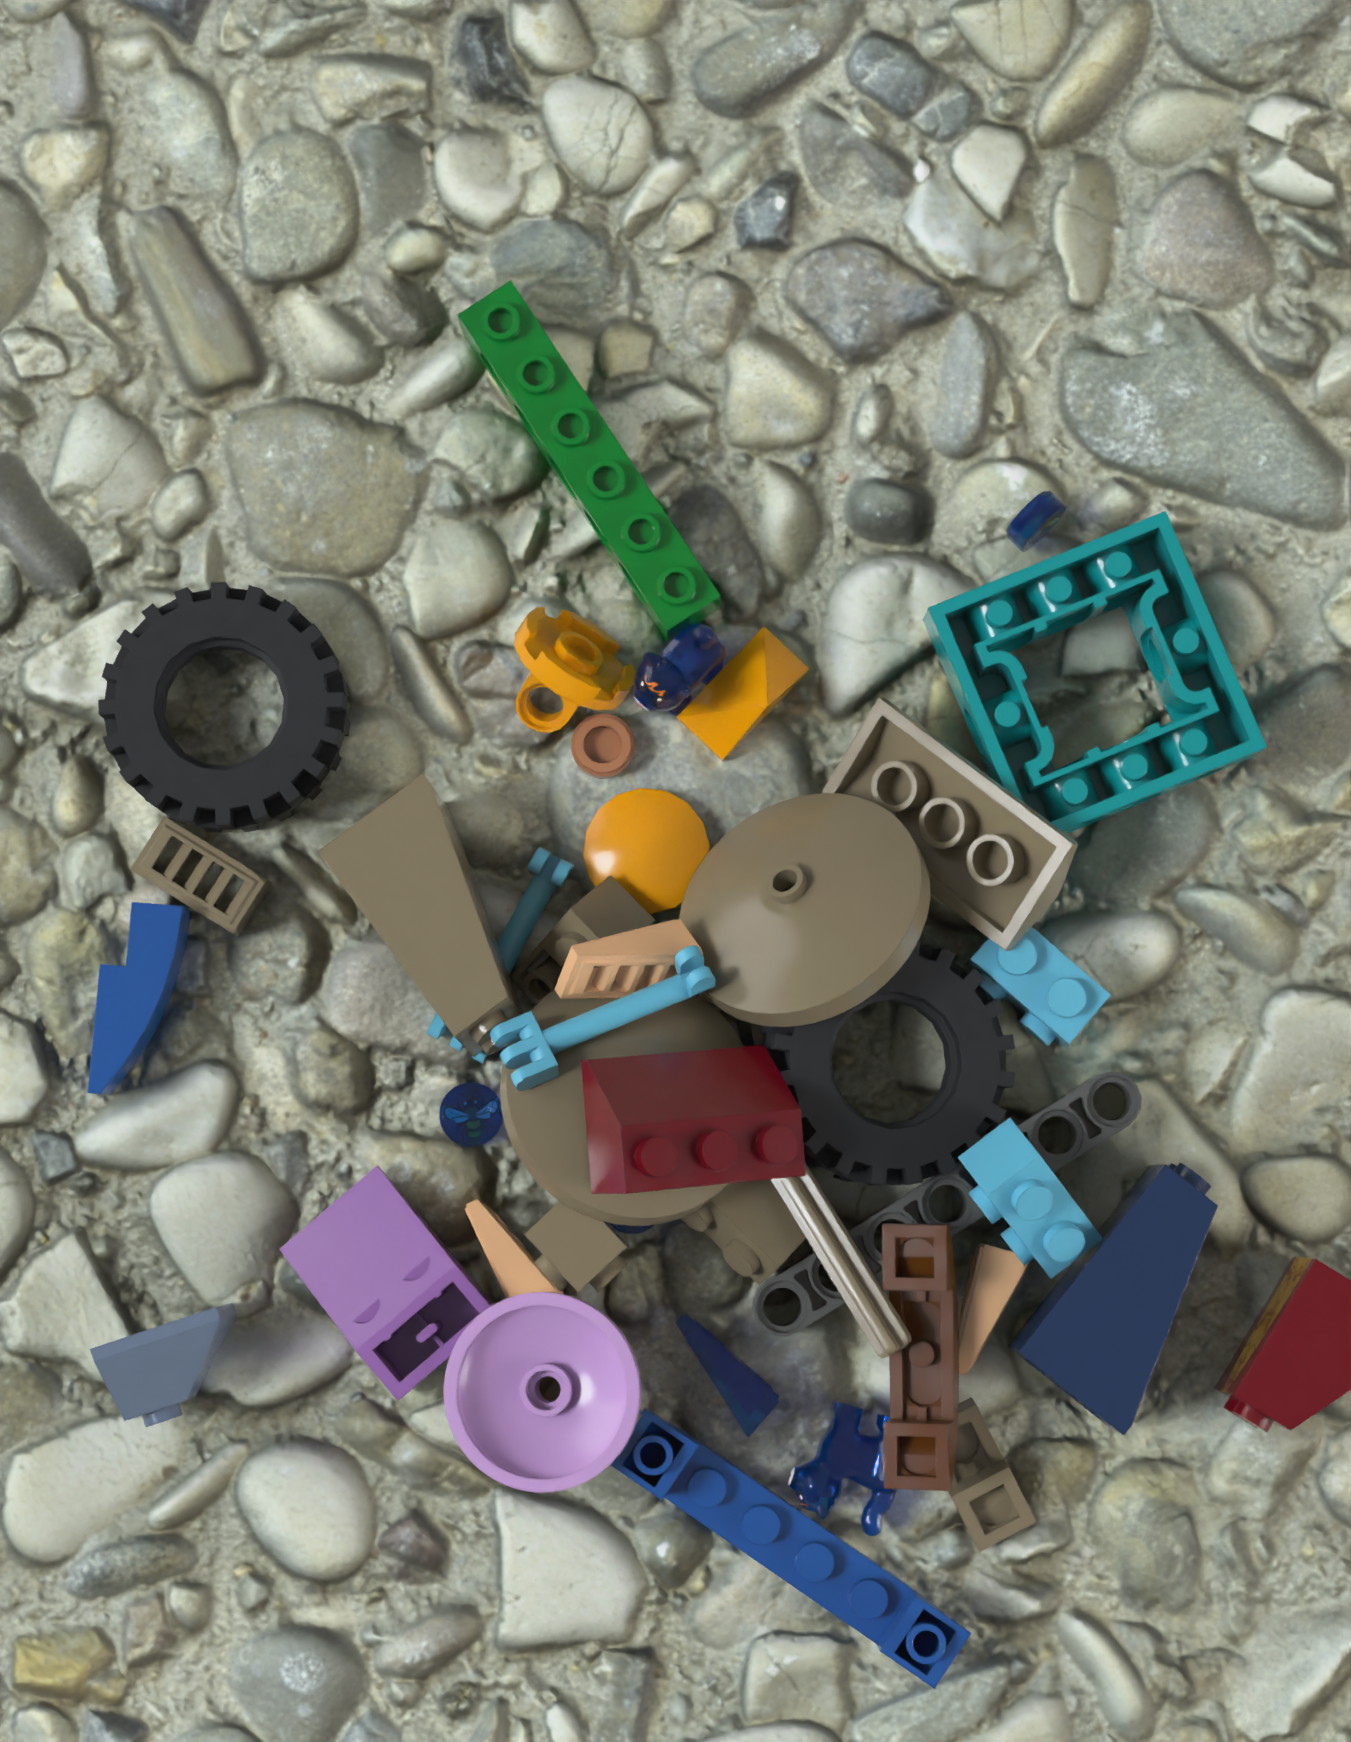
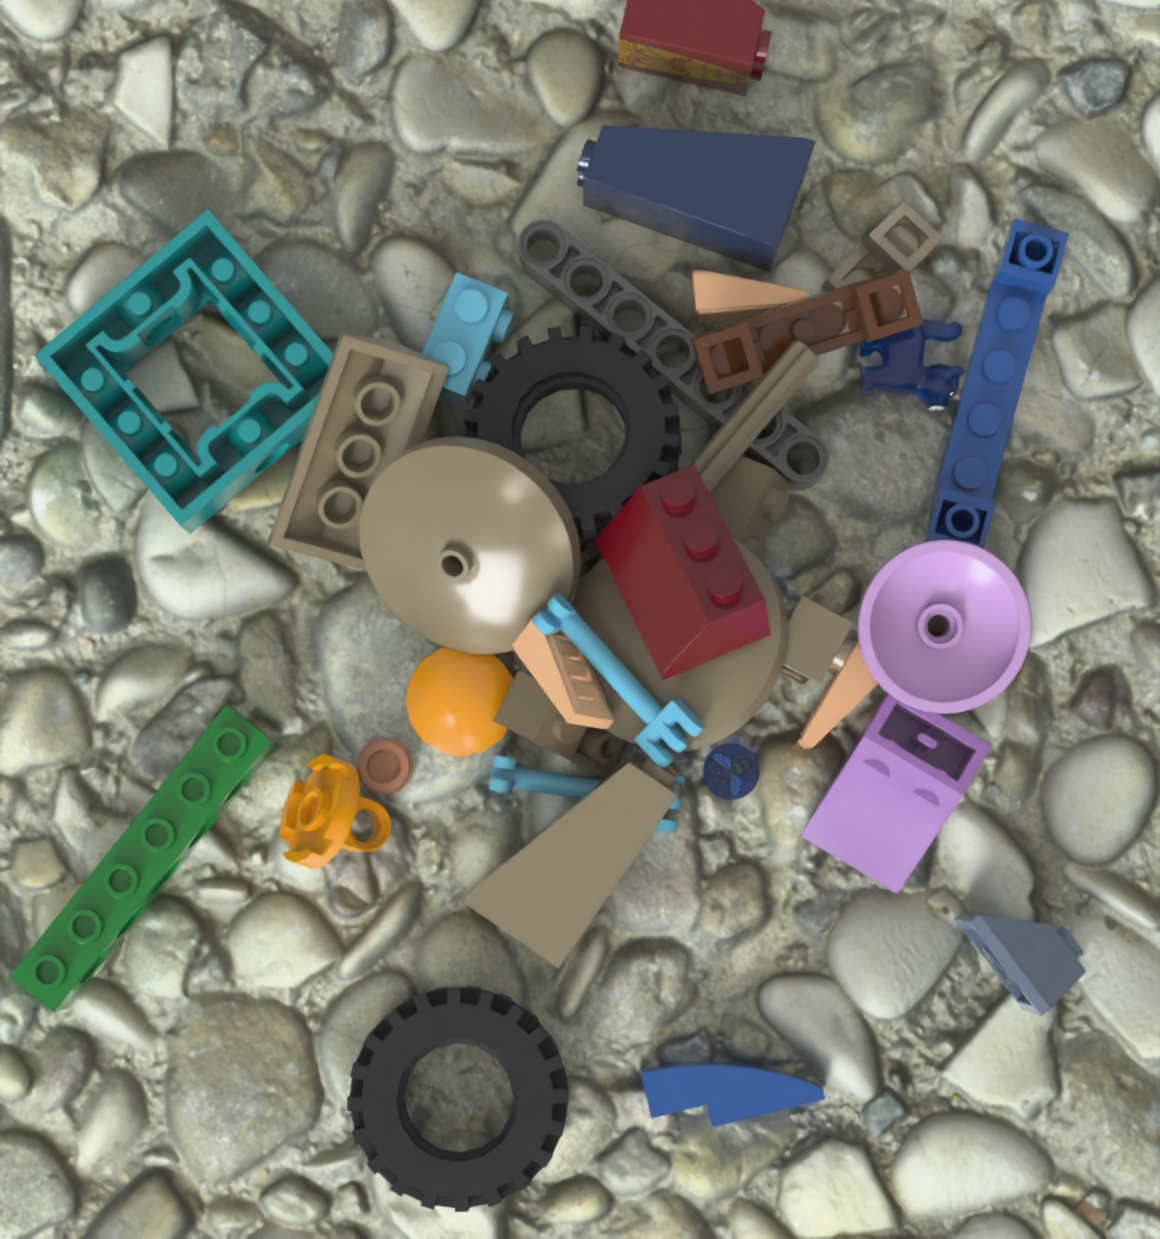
camera: 110 degrees left, 0 degrees up
(242, 905) = (619, 1024): dark tan slope -> none
(668, 679) = (310, 726): clear blue animal -> none
(740, 1386) = (879, 471): clear blue slope -> none
(743, 693) = (301, 663): light orange slope -> none
(1029, 1196) = (647, 280): medium azure brick -> none
(1035, 520) = (75, 466): clear blue tile -> none

